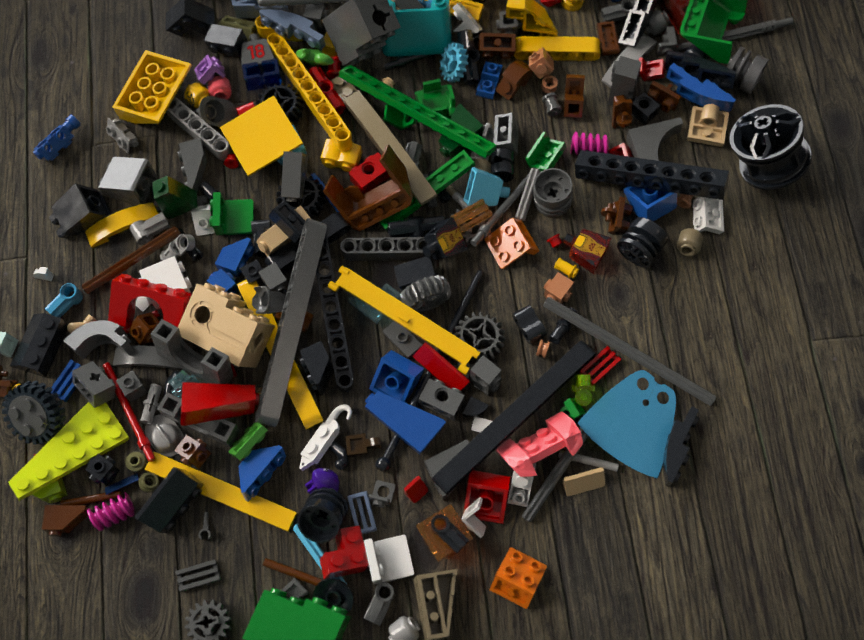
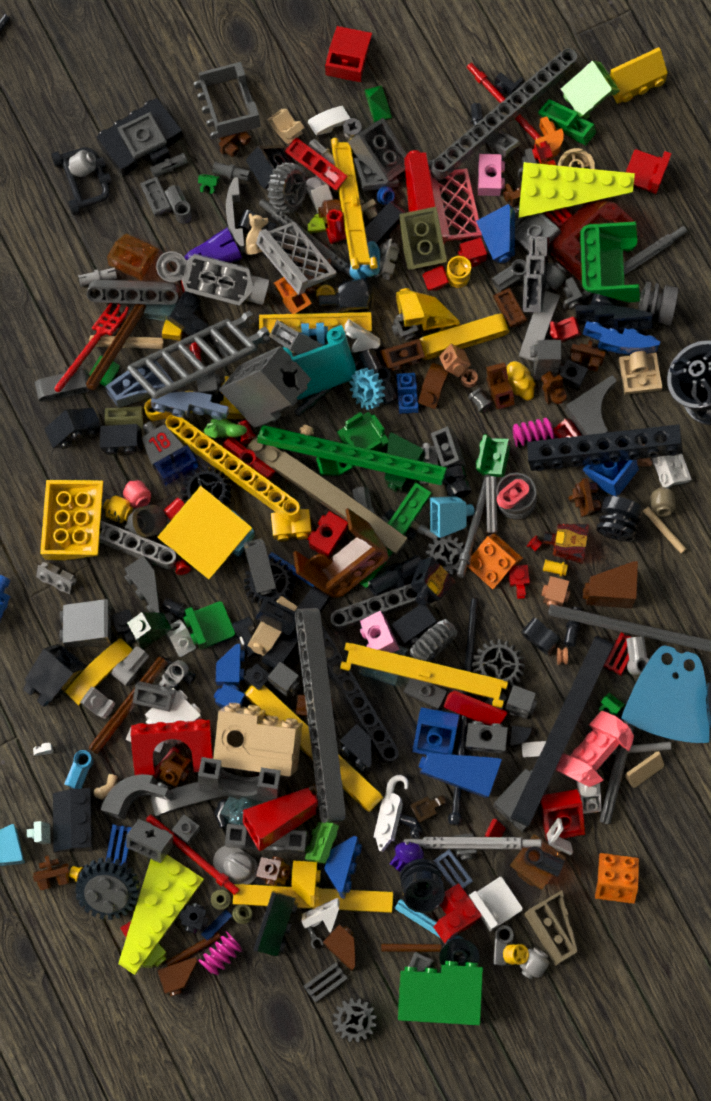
camera: 25 degrees left, 5 degrees up
(106, 249) = (97, 703): none -> light grey bracket
(153, 257) = (154, 696): none -> dark grey slope
(154, 392) = (211, 840): light grey pin -> none
(207, 68) = (118, 477): medium lavender bracket -> none
(218, 470) = (304, 880): none -> yellow slope
(222, 509) = (325, 912): none -> white slope
(227, 546) = (342, 945): none -> reddish brown slope
(267, 301) = (289, 702): dark grey piece -> none
(379, 270) = (376, 625): none -> bright pink brick
(392, 493) = (475, 842): none -> light grey axle
(392, 618) = (515, 954): none -> yellow wheel
(481, 203) = (457, 536): clear orange tile -> none
(529, 267) = (519, 577): none -> red plate
(548, 185) = (511, 494): none -> coral plate
(582, 388) = (614, 682): clear neon green hips -> none
(595, 100) = (521, 380): none -> yellow arm
(613, 300) = (613, 587): none -> reddish brown slope
(615, 369) = (637, 655): none -> light grey piece
(682, 268) = (663, 528): none -> tan bar

